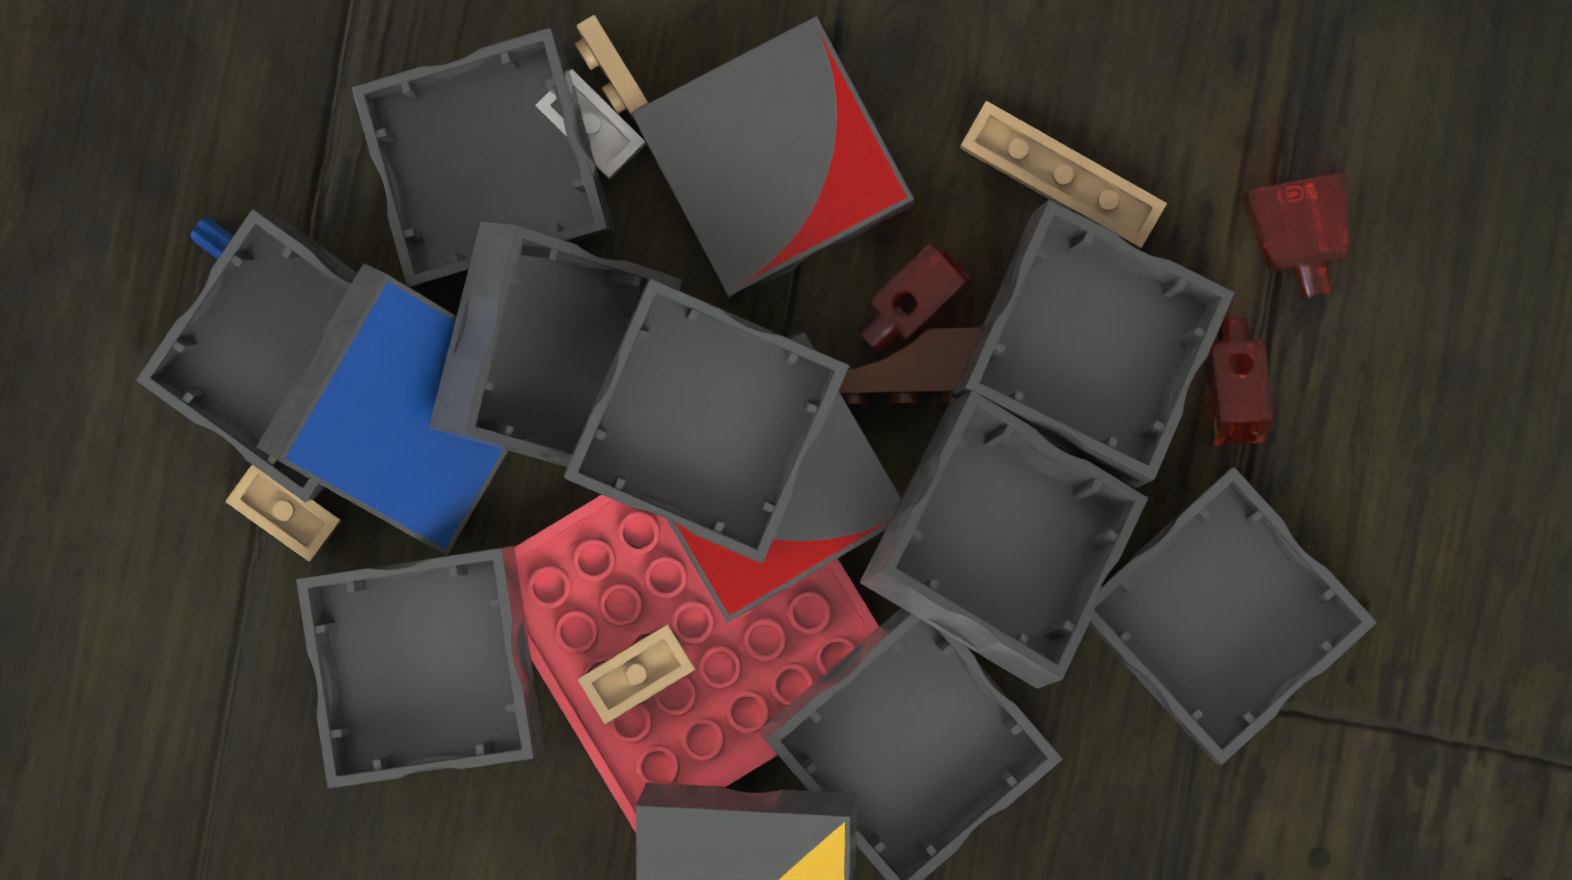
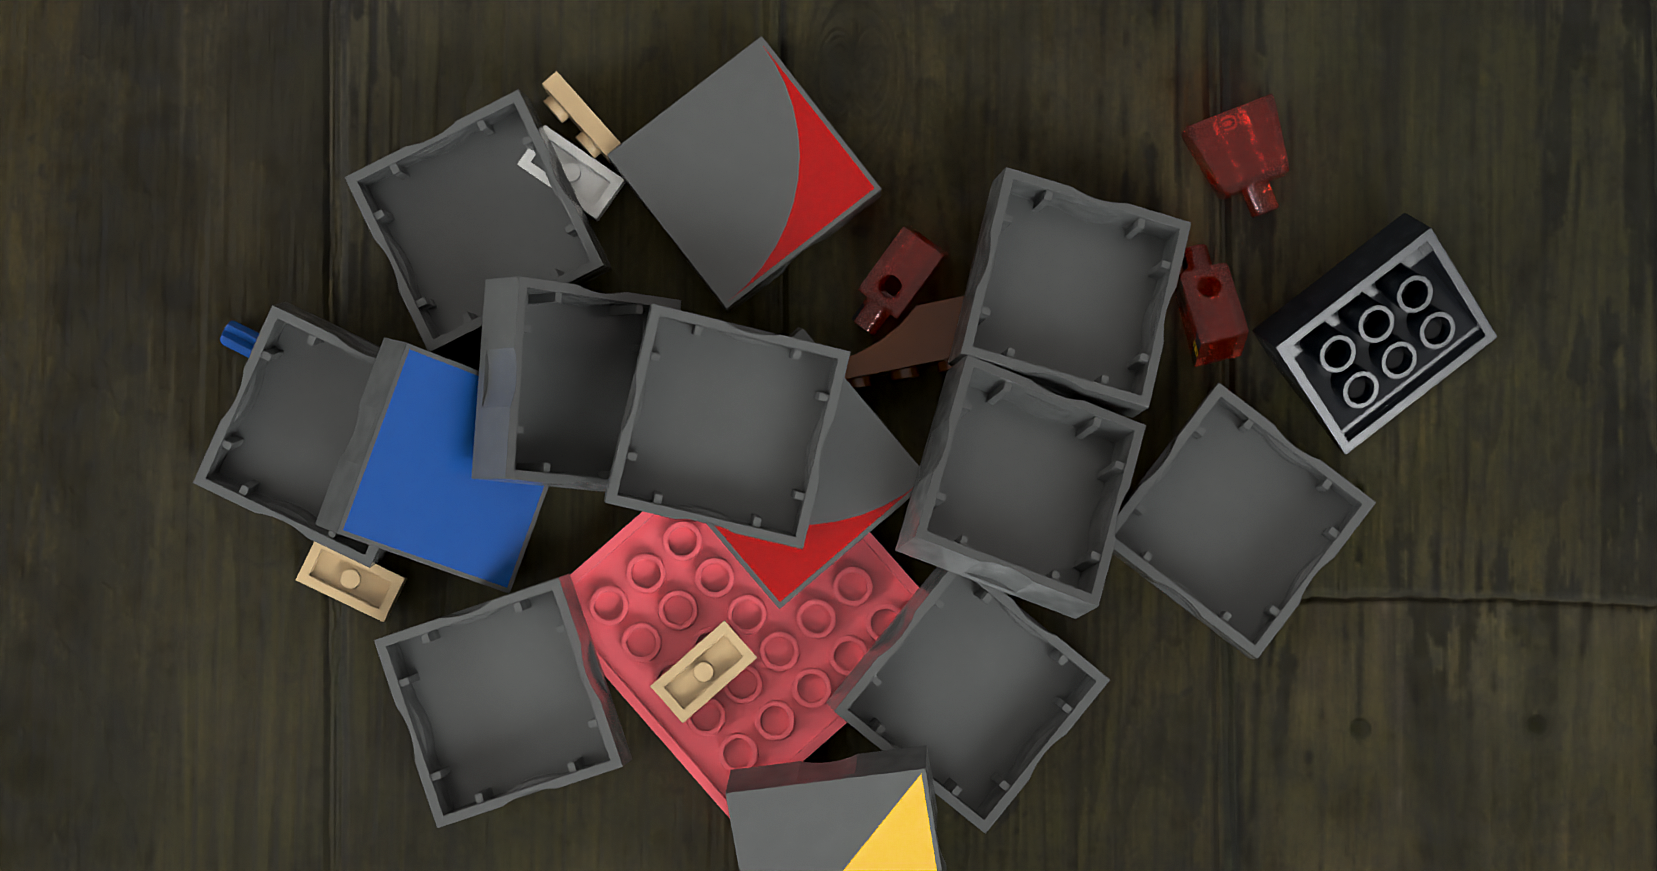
camera: 15 degrees left, 0 degrees up
(1062, 174) = (1013, 142): tan plate -> none
(1410, 442) = (1376, 332): none -> black slope

